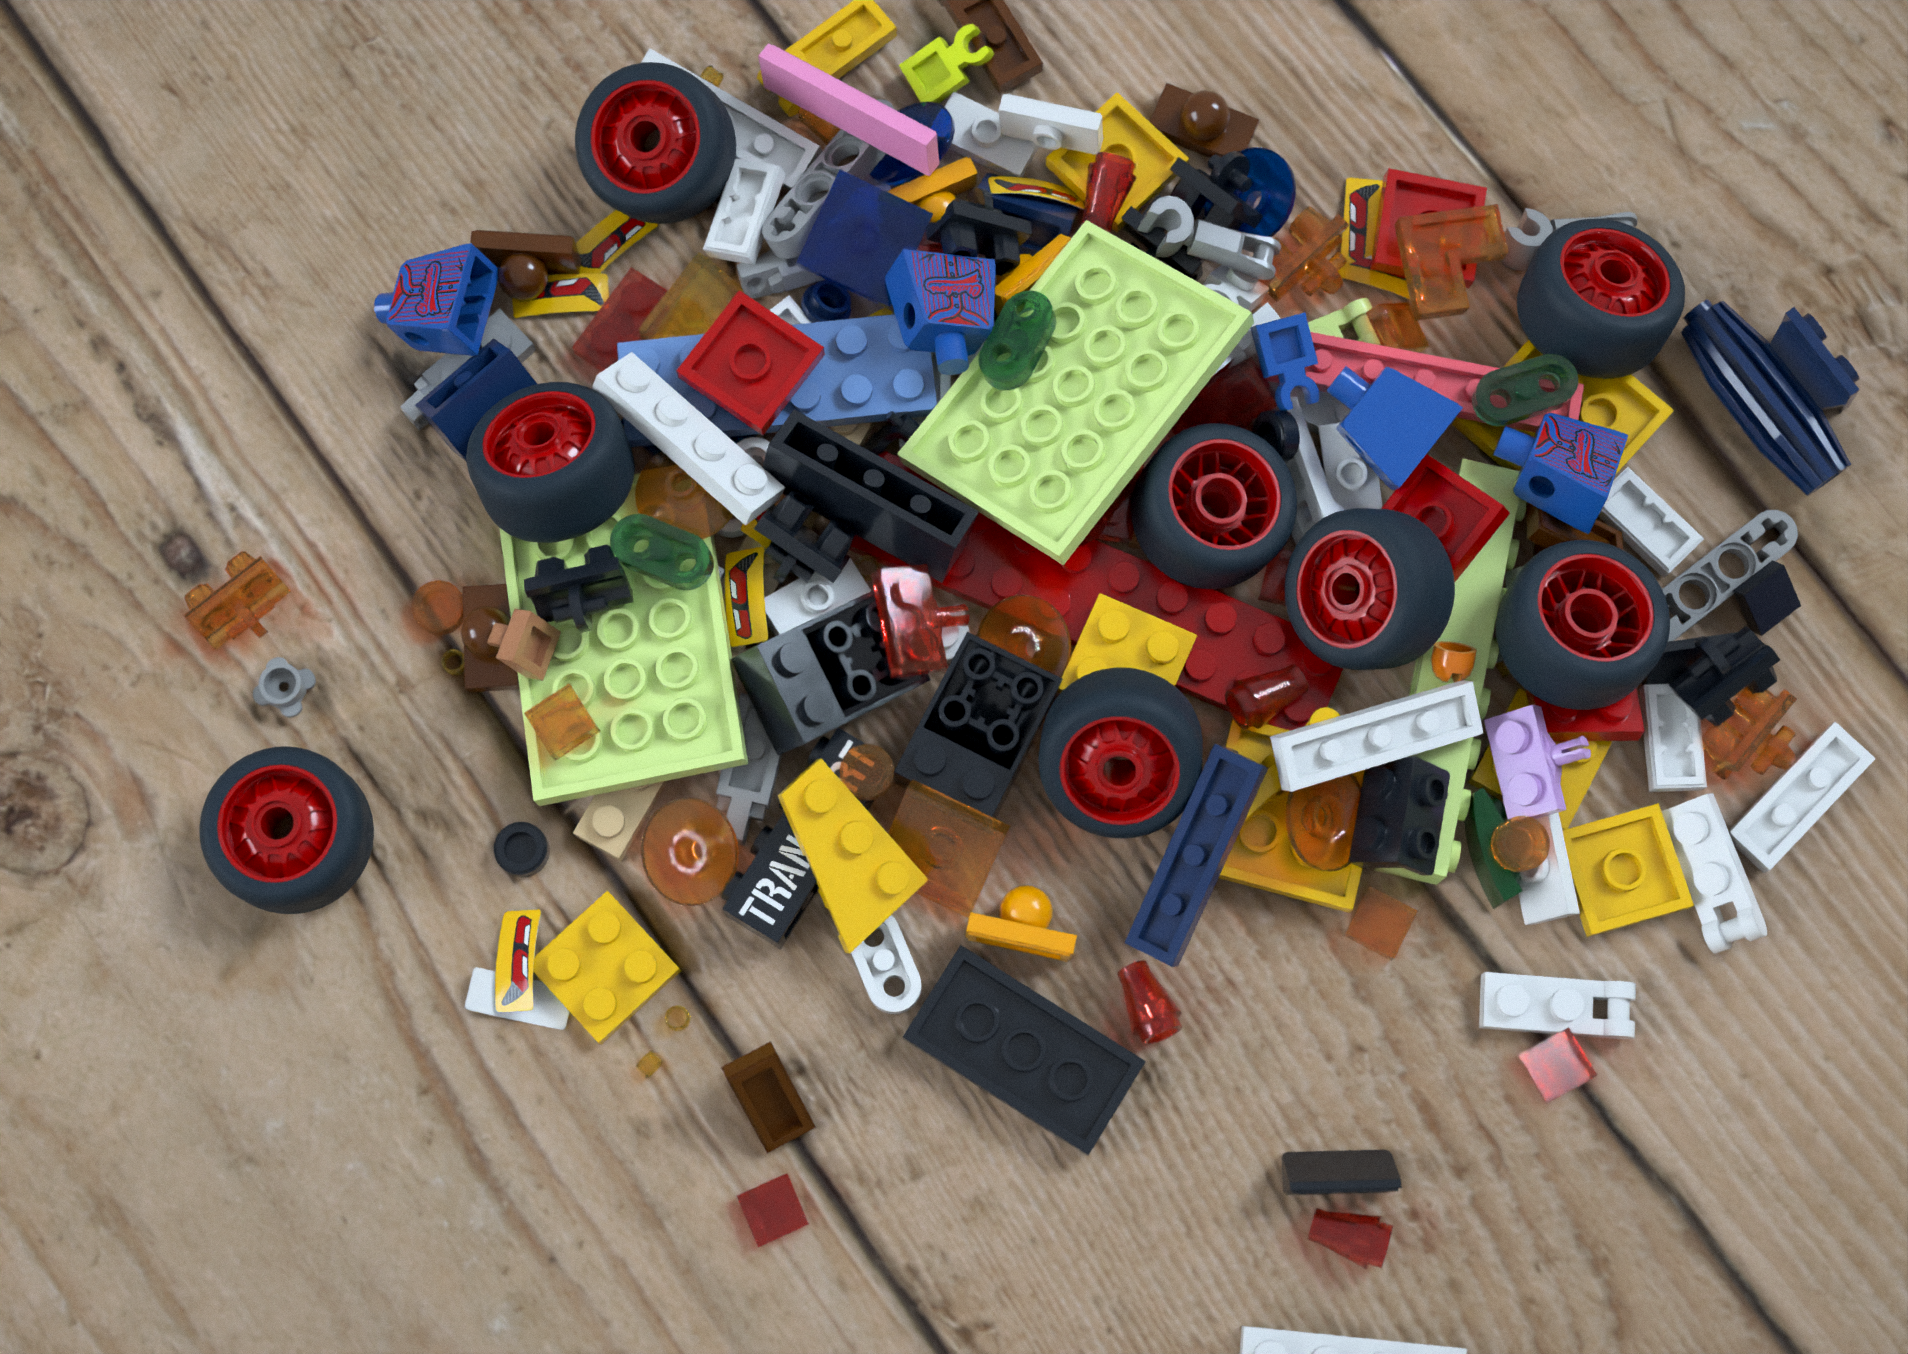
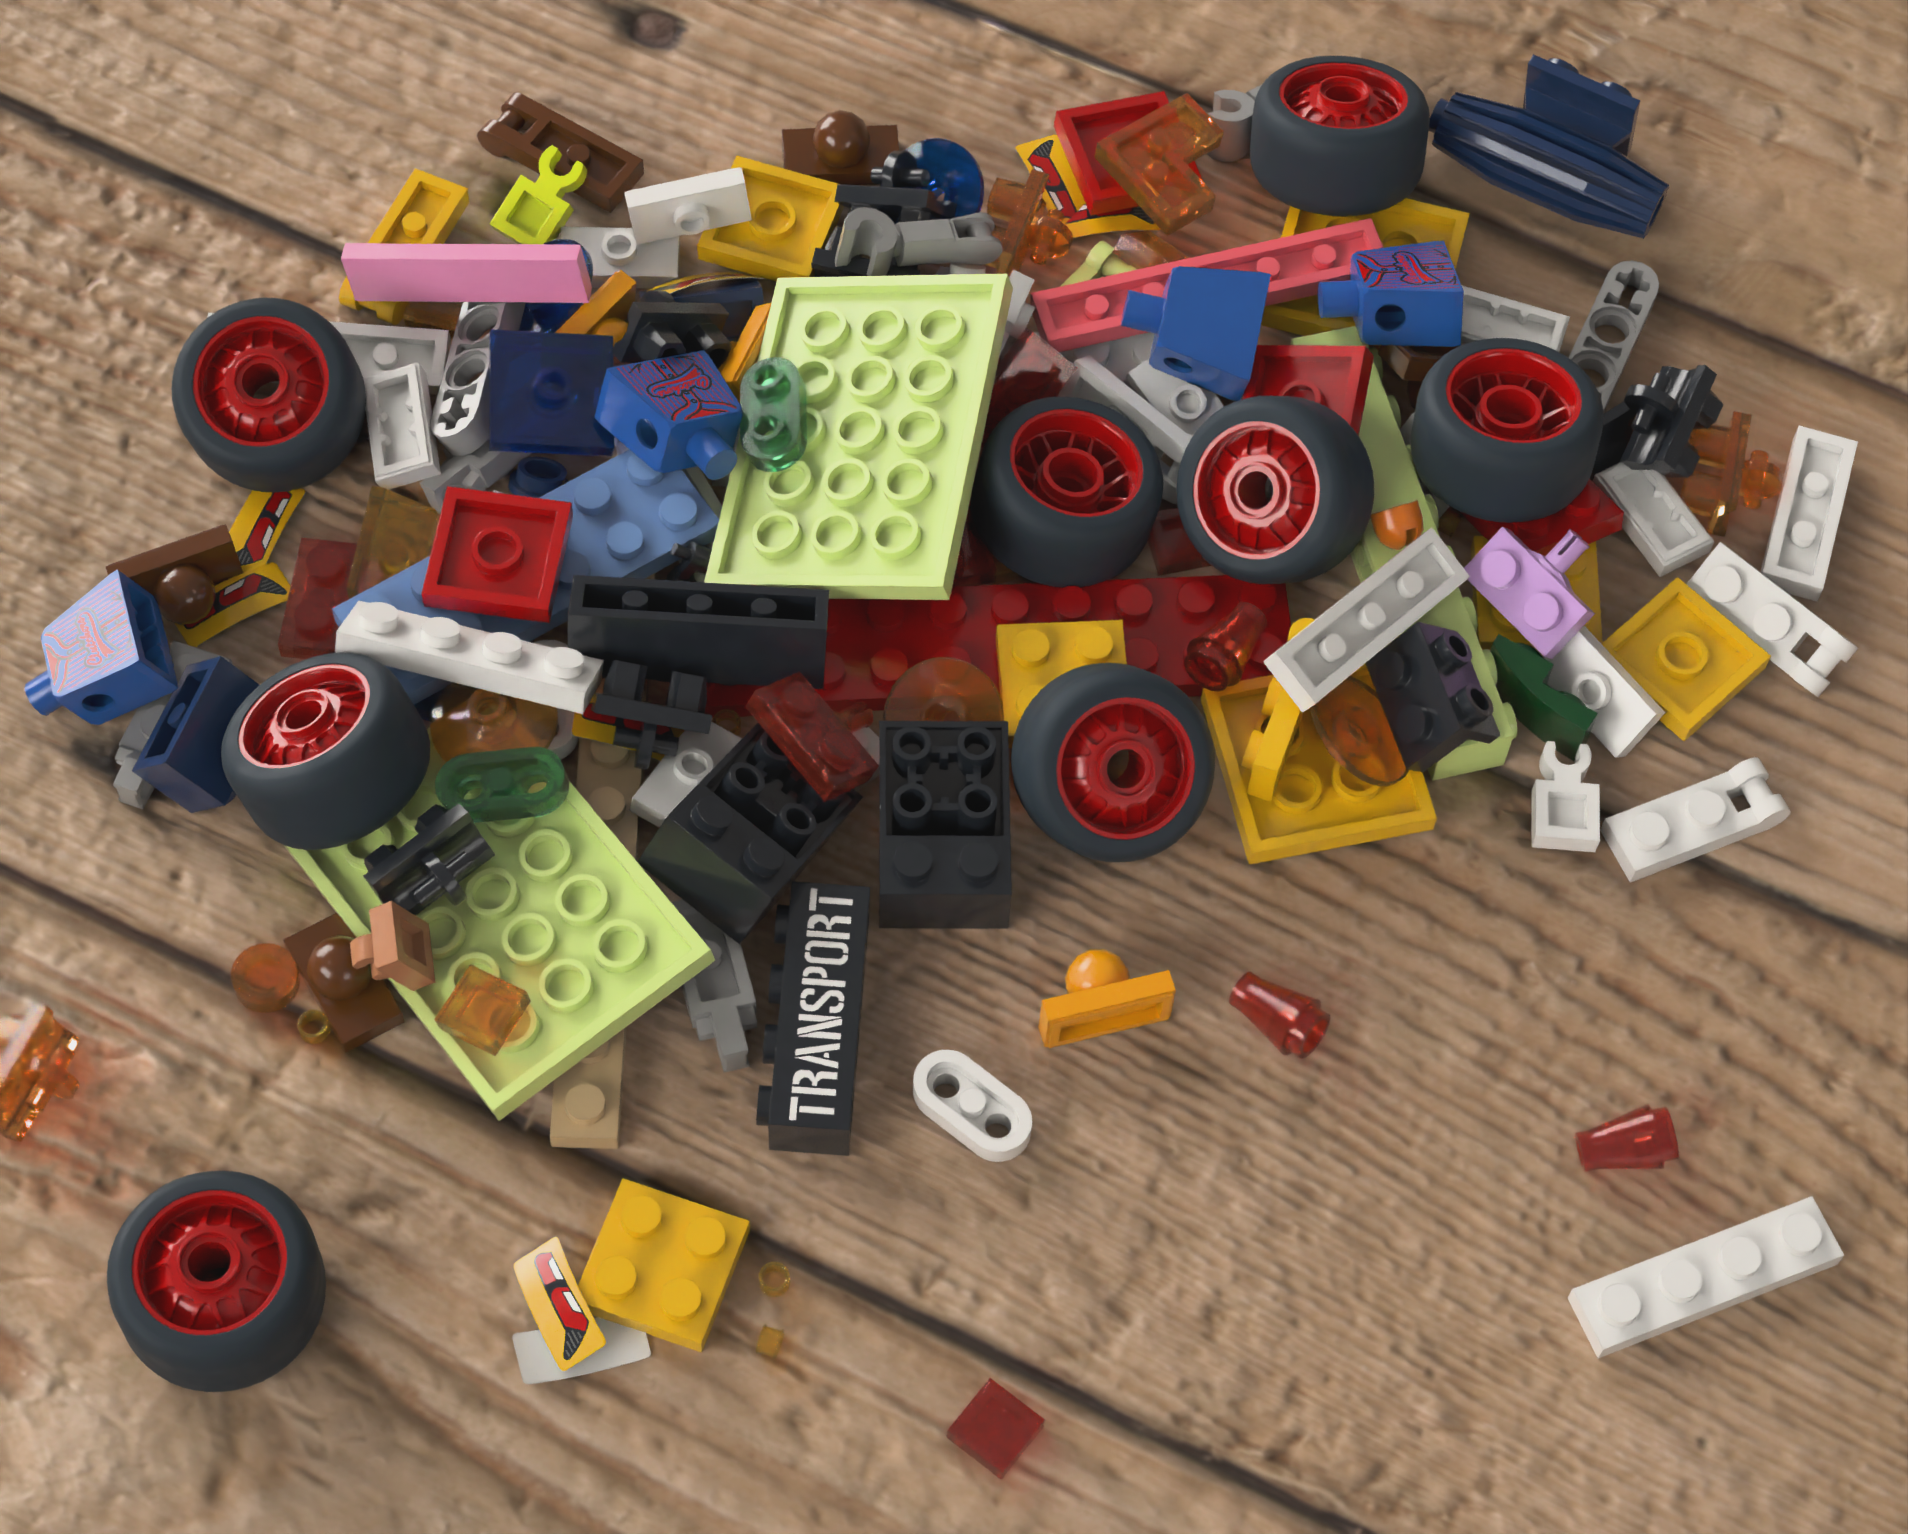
camera: 30 degrees left, 15 degrees down
(280, 672) = (124, 1122): light grey plate -> none
(521, 849) = (498, 1186): black tile -> none
(670, 854) = (664, 1095): clear orange dish -> none
(745, 597) = (615, 799): yellow sticker -> none
(768, 1097) = (928, 1298): reddish brown tile -> none
(852, 857) = (884, 1001): yellow wing -> none
(867, 771) = (851, 908): clear orange tile -> none
(948, 845) = (972, 955): clear orange tile -> none
(1024, 1050) = (1176, 1124): black plate -> none
(1107, 188) = (780, 238): clear red cone -> none
(1196, 855) = (1251, 823): dark blue panel -> none
(1280, 431) = (1093, 385): black tile -> none
(1284, 351) = (1061, 306): blue plate -> none
(1339, 1172) = (1579, 1090): black slope -> none
(1380, 923) = (1470, 824): clear orange tile -> none
(1459, 948) = (1563, 807): none -> white plate
(1520, 843) = (1569, 666): clear orange tile -> none
(1522, 391) = (1313, 243): clear green plate -> none
(1557, 1065) = (1731, 872): clear red tile -> none
(1767, 597) = (1662, 340): black tile -> none

